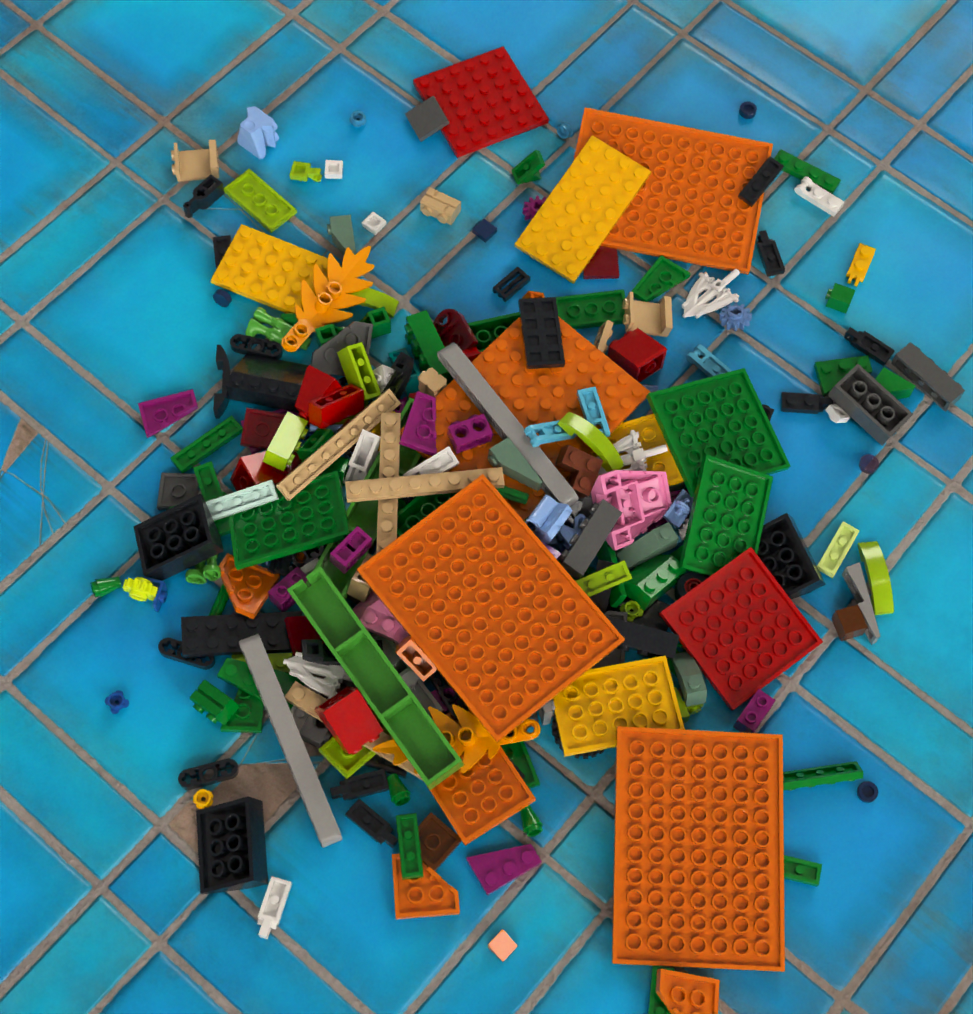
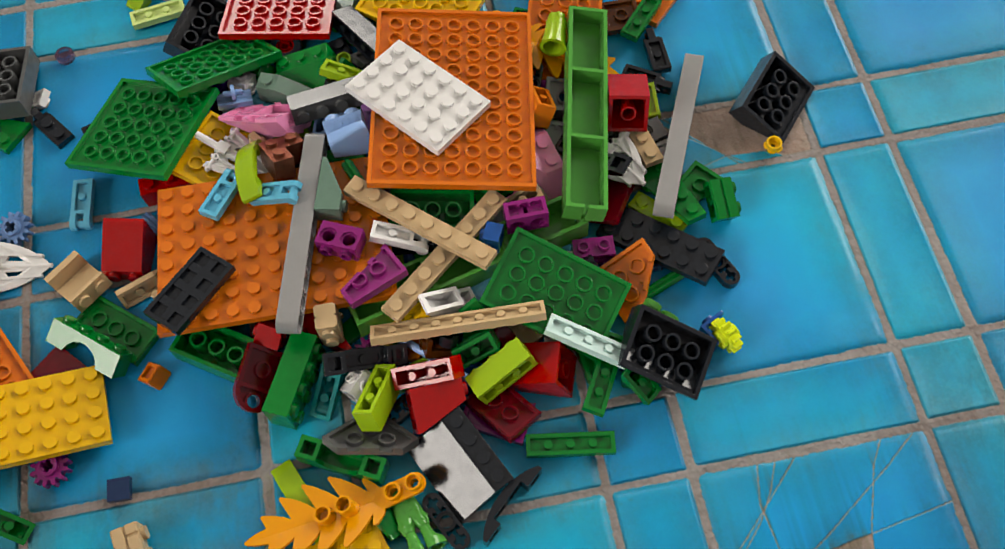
camera: 135 degrees left, 0 degrees up
(104, 586) = (755, 367): green cone -> none
(116, 696) = (805, 257): blue plate -> none
(166, 410) = (585, 512): magenta wing -> none
(176, 489) = (628, 417): dark grey tile -> none
(222, 764) = (742, 161): black beam -> none
(273, 905) = (765, 45): white hinge -> none
(365, 518) = (492, 235): none -> blue plate
(398, 792) = (622, 57): green cone -> none
(457, 733) = (554, 36): none -> lime plant
(496, 289) = (155, 417): black tile -> none
(511, 574) = (418, 97): none -> white plate
(611, 282) = (109, 357): none -> arch
(659, 279) = (30, 313): green wing -> none

